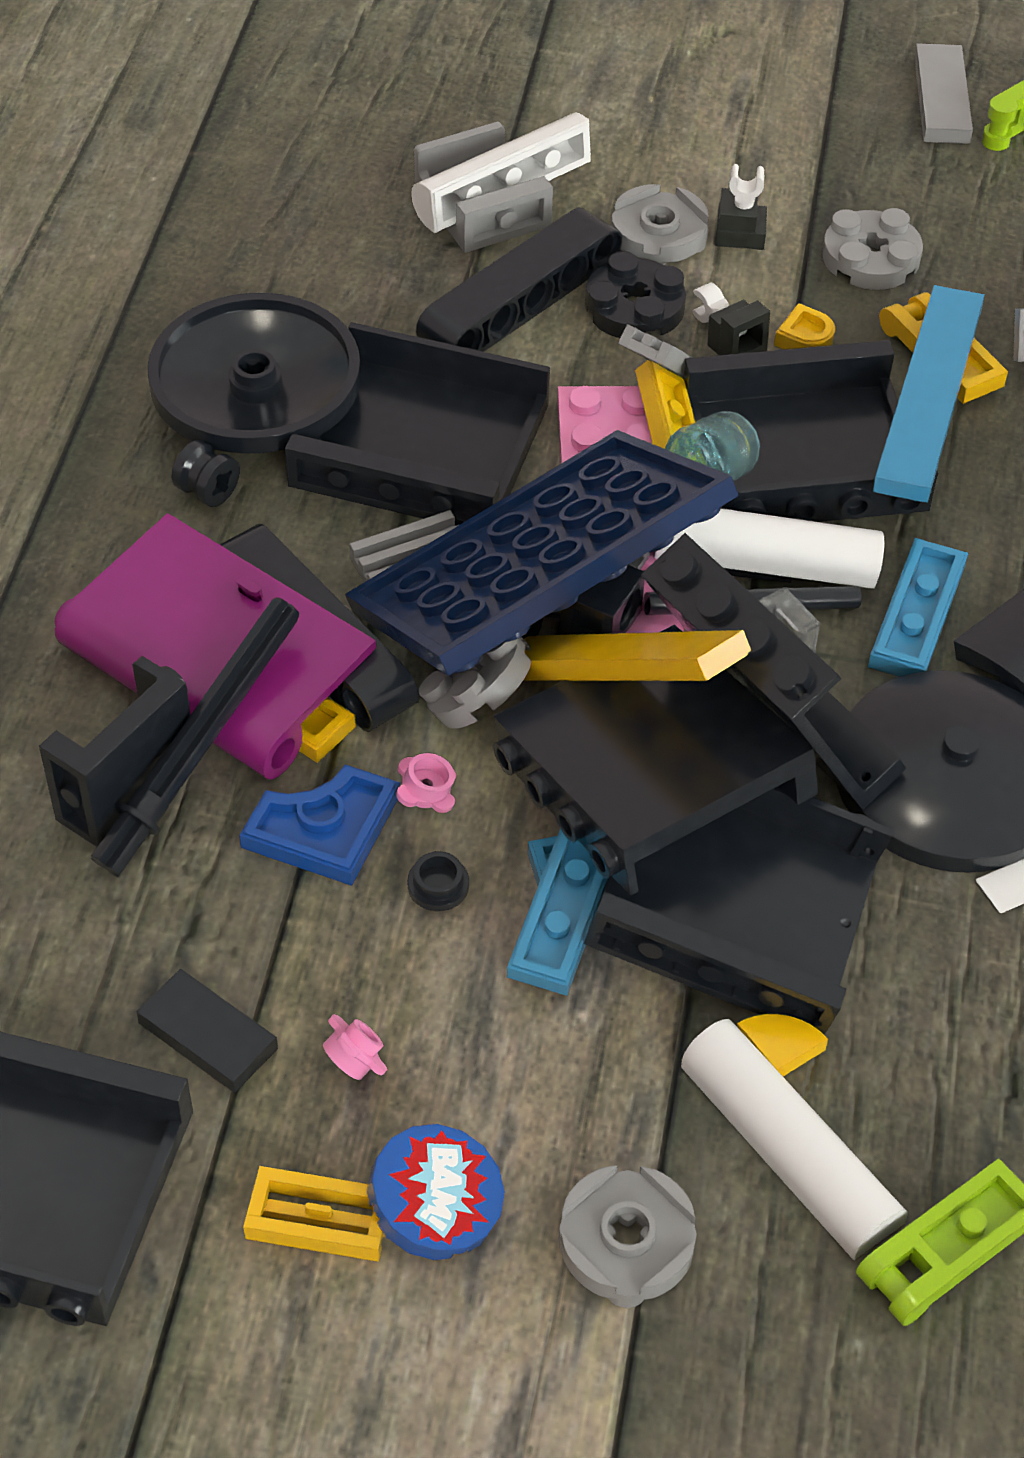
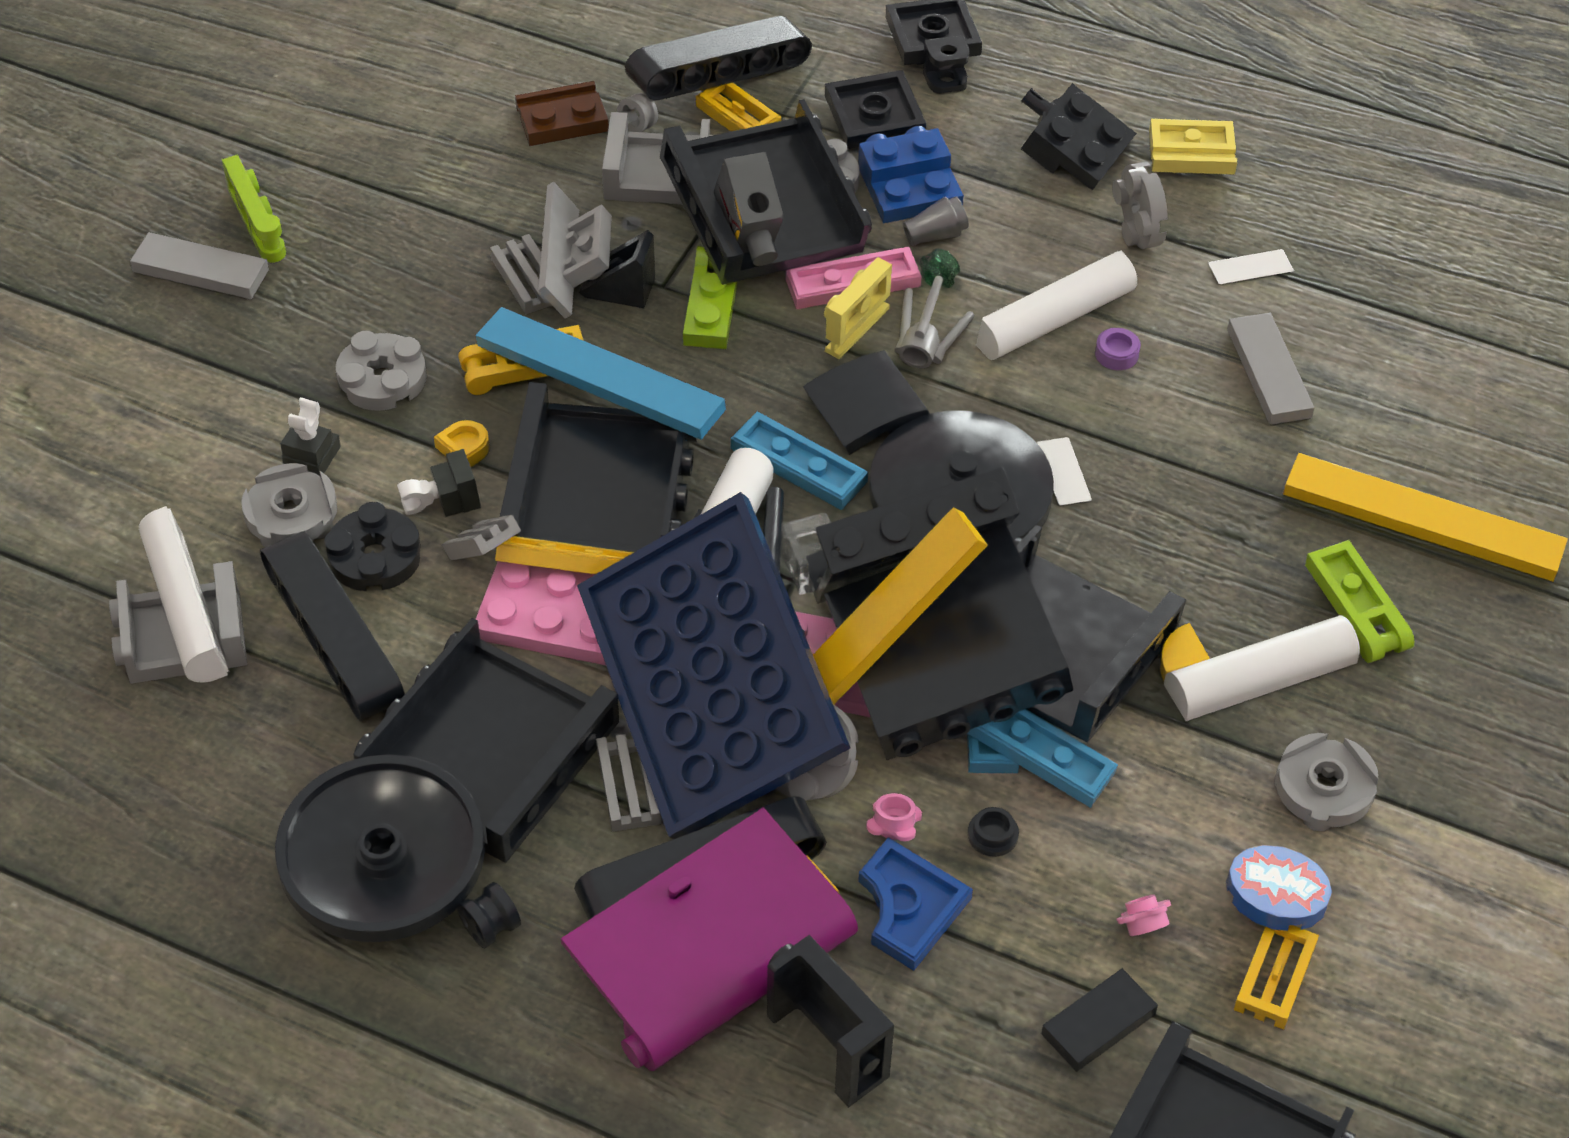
camera: 75 degrees left, 0 degrees up
(183, 754) = (799, 923): black axle -> none
(720, 442) = (626, 523): clear light blue wheel -> none

